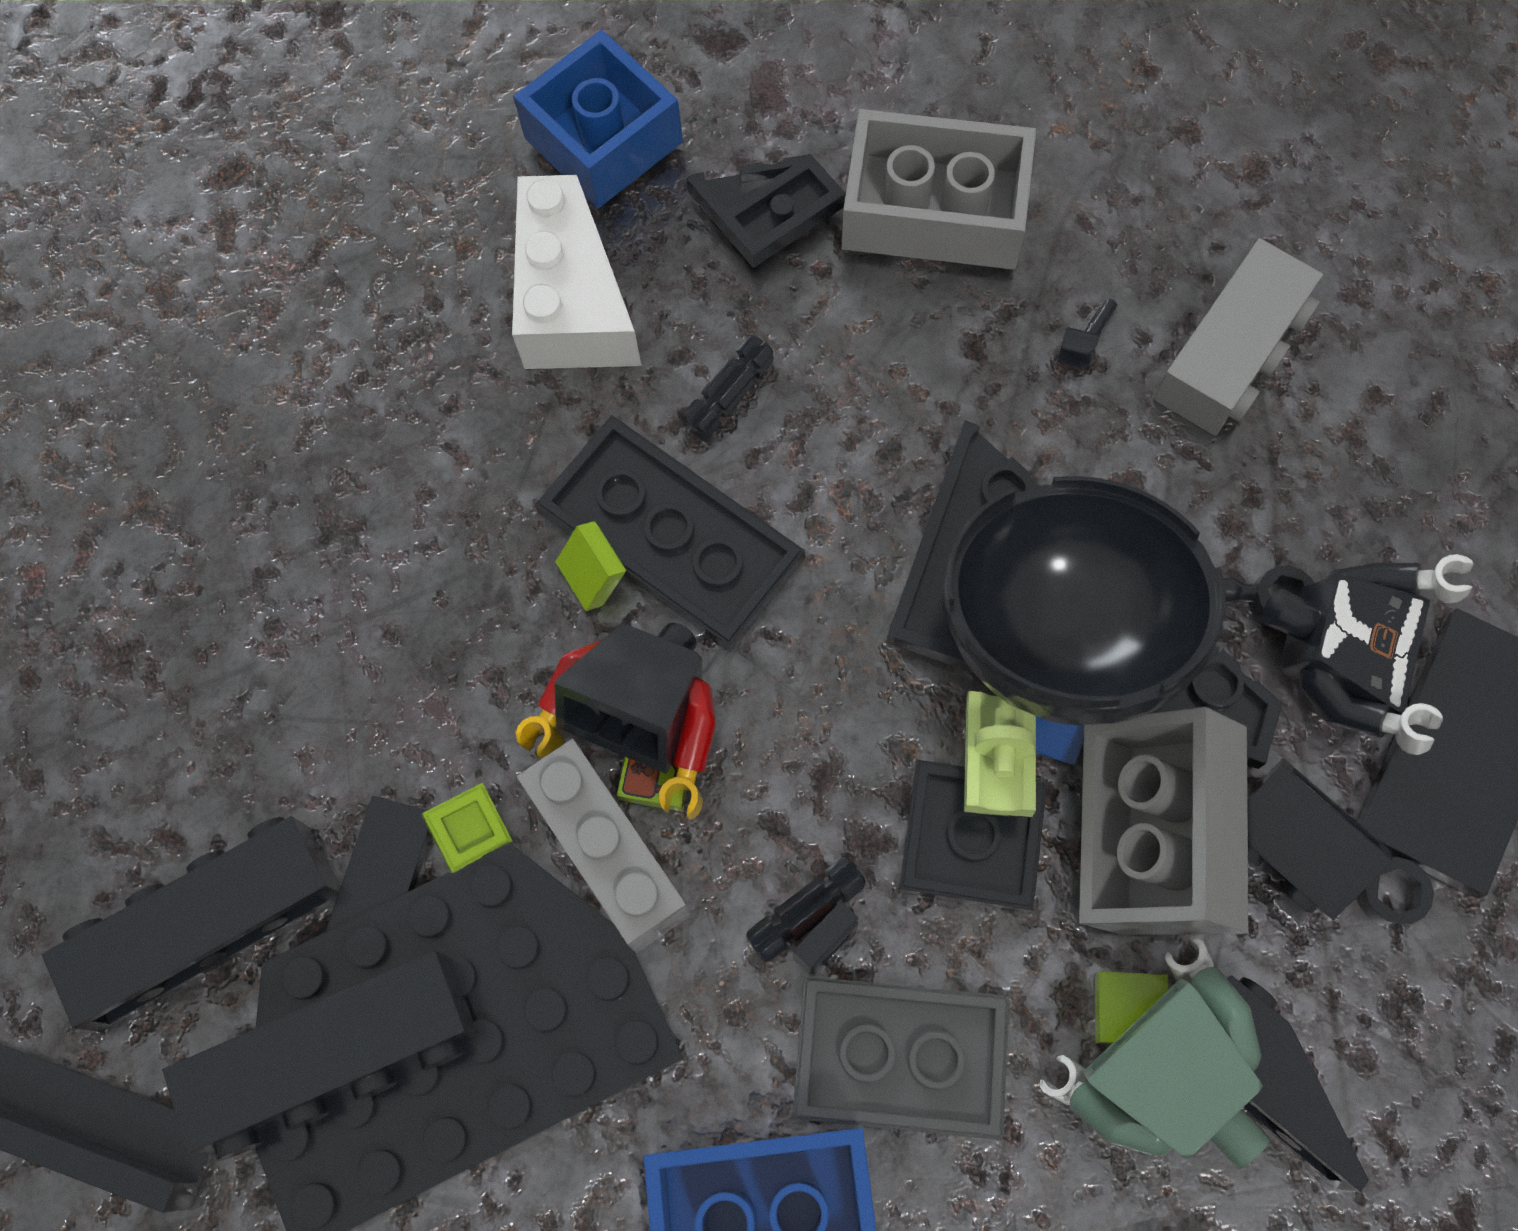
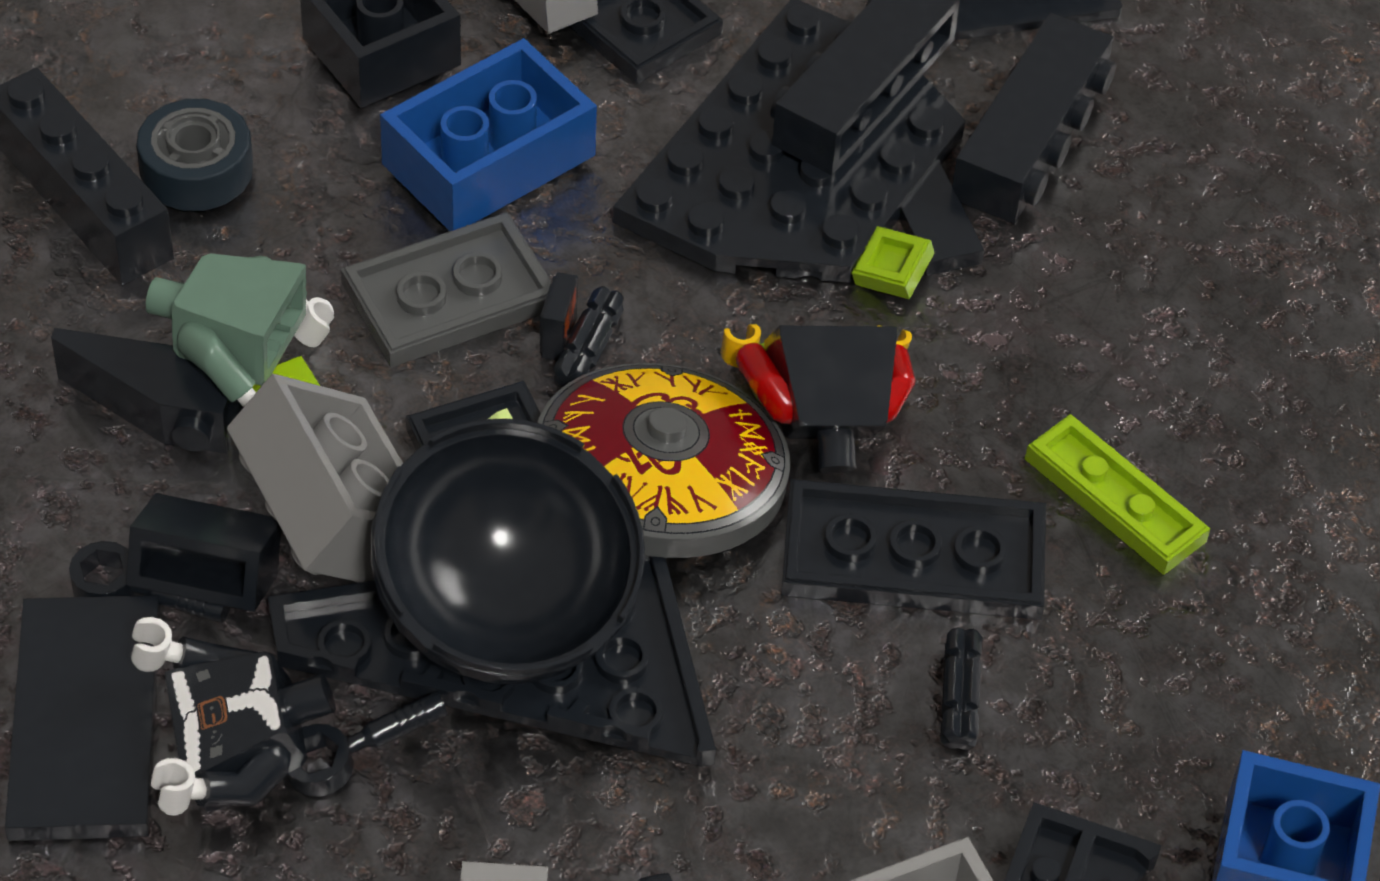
camera: 140 degrees right, 20 degrees down
(466, 492) = (1117, 494): none -> lime tile
(563, 283) = (1184, 682): white wedge -> none
(590, 565) = (953, 472): lime tile -> none
(604, 846) = (768, 282): light grey brick -> none
(835, 720) = (688, 448): none -> dish

